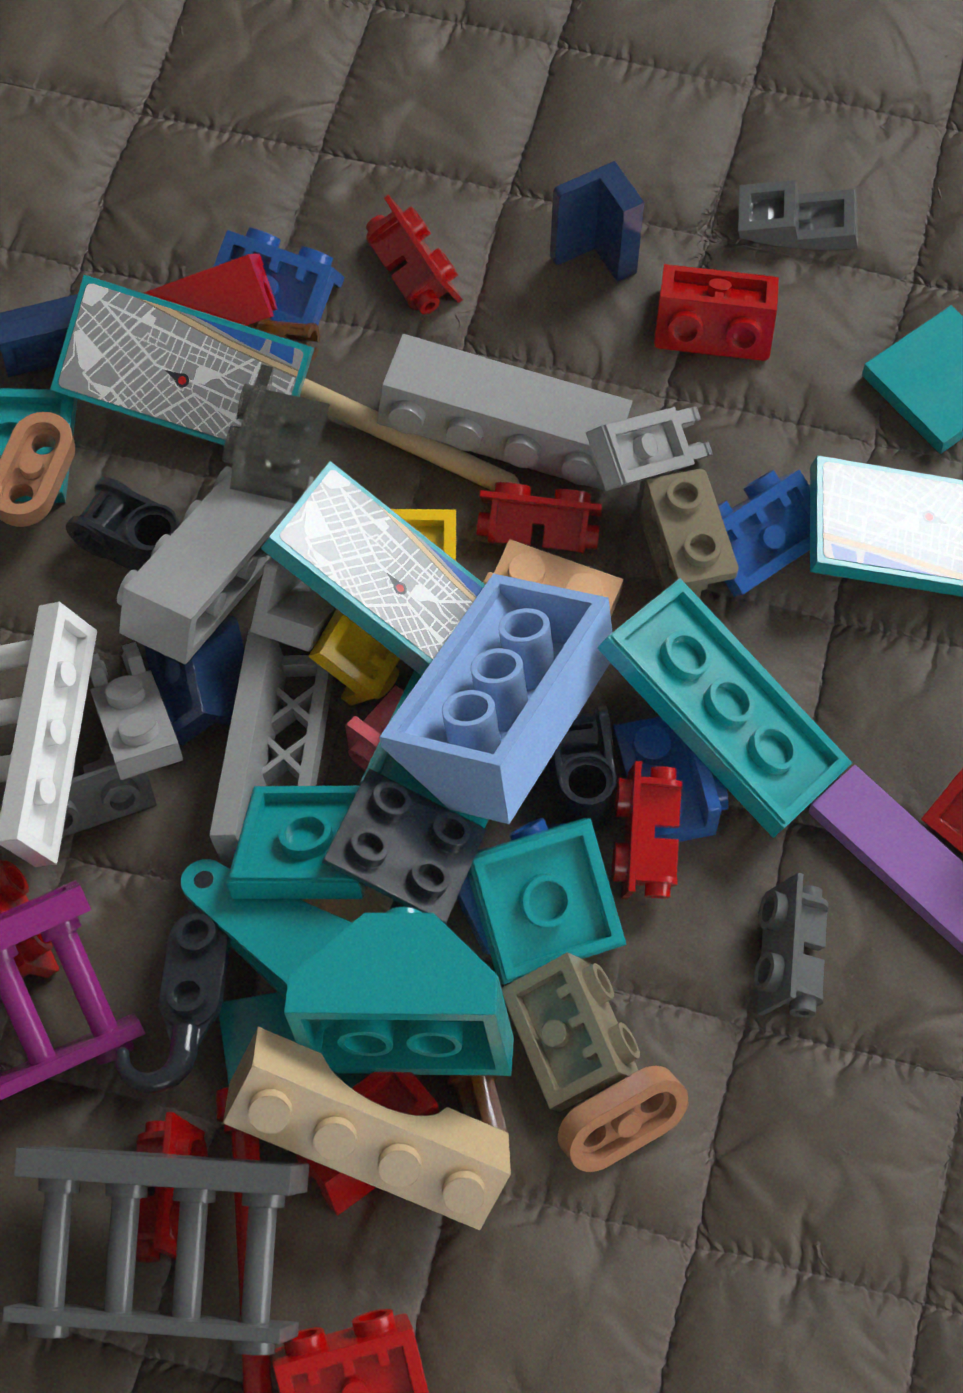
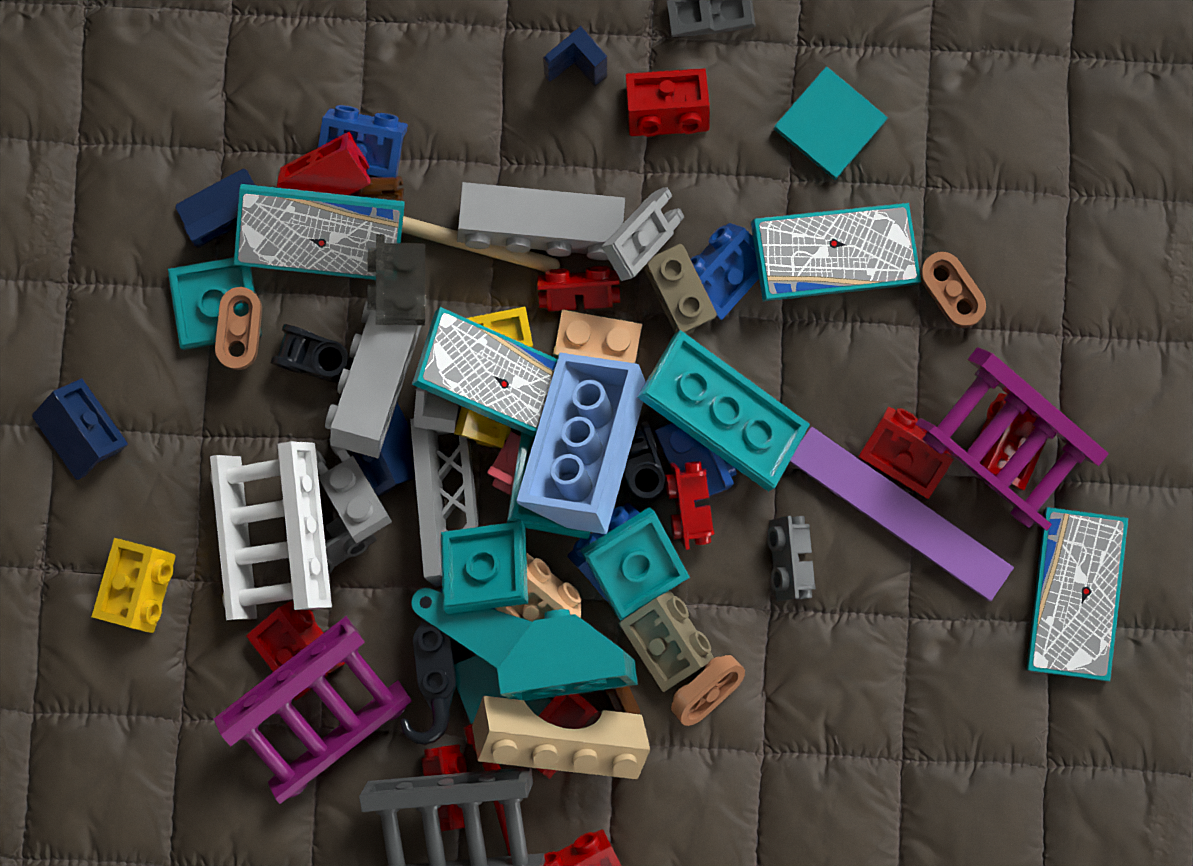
camera: 10 degrees left, 20 degrees up
(402, 238) = (443, 88): red hinge -> none
(405, 846) = (546, 563): black hinge -> none

